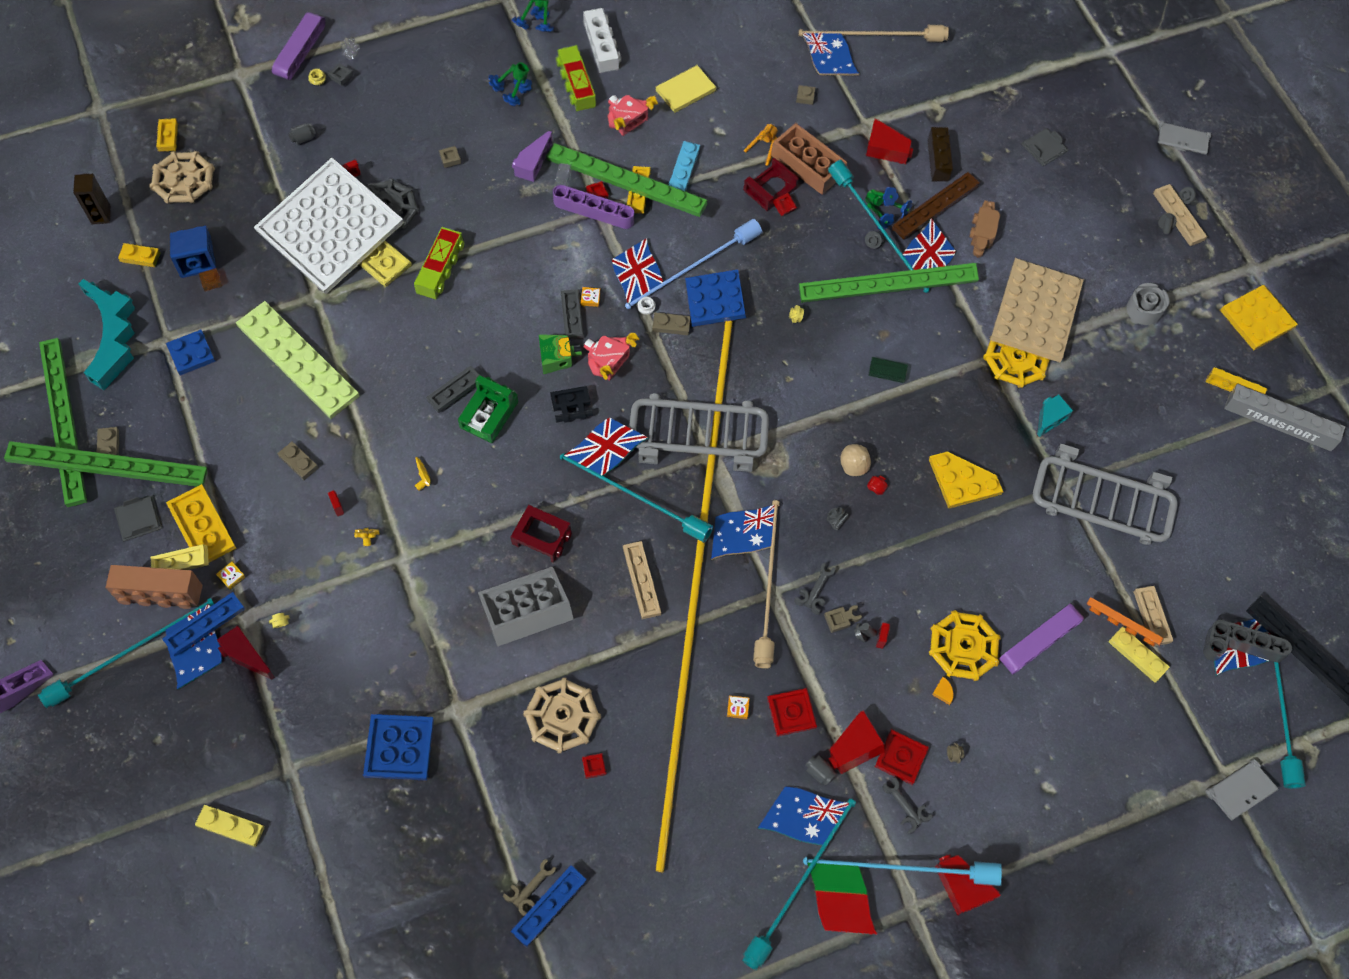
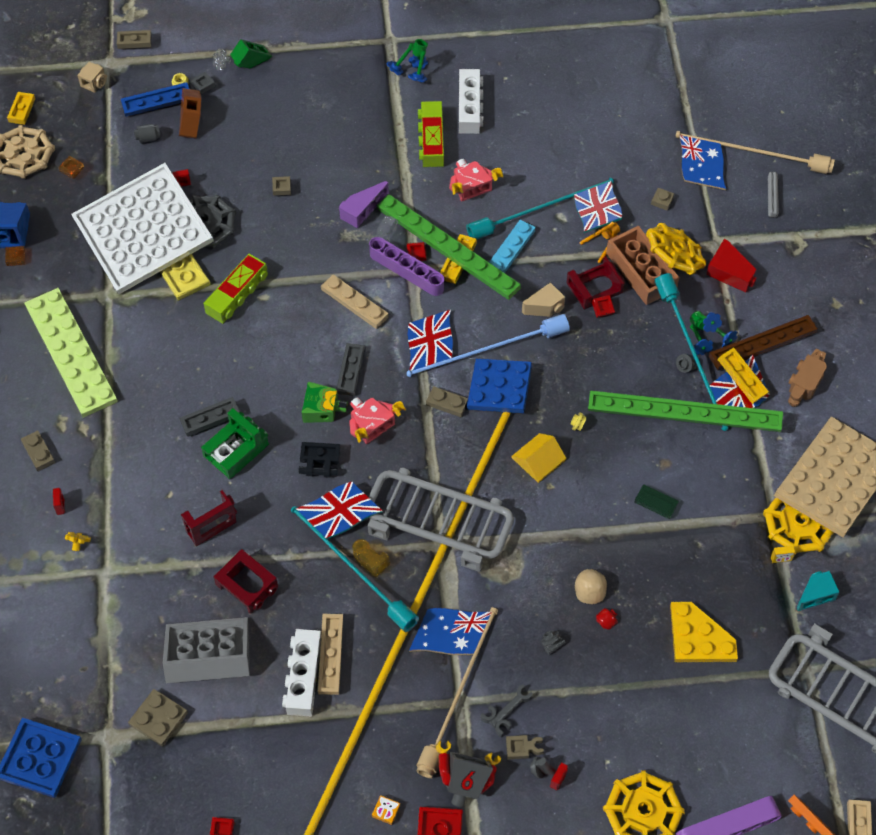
camera: 20 degrees right, 5 degrees down
(228, 90) = (92, 77): none -> tan brick
(237, 182) = (71, 167): none -> clear orange plate
(257, 45) = (134, 39): none -> dark tan plate
(298, 46) = (172, 47): medium lavender beam -> none
(299, 99) = (153, 99): none -> blue plate
(338, 105) = (190, 113): none -> dark orange slope
(376, 37) = (249, 54): none -> green slope
(423, 474) = (152, 494): yellow bar -> none
(476, 495) = (192, 526): none -> dark red panel
(499, 680) = (158, 717): none -> dark tan plate
(522, 84) = (374, 118): plant -> none
(555, 250) = (354, 301): none -> tan plate
(563, 726) = (208, 781): tan plate -> none
(590, 297) = (374, 355): tile -> none
(620, 574) = (302, 704): none -> white brick
(646, 301) = (427, 373): white plate -> none
(648, 484) = (369, 558): none -> clear yellow leg
(685, 88) = (540, 167): light yellow tile -> none
(731, 212) = (544, 302): none -> tan slope
(746, 111) = (594, 204): none -> flag
(771, 353) = (540, 456): none -> yellow slope
(801, 656) = (465, 774): none -> dark grey torso
(835, 137) = (676, 248): none -> yellow plate
(902, 70) = (773, 206): none -> light grey axle
(929, 238) = (743, 375): none -> yellow plate
(939, 154) = (783, 290): dark brown brick -> none
(1013, 389) = (783, 554): none -> yellow tile

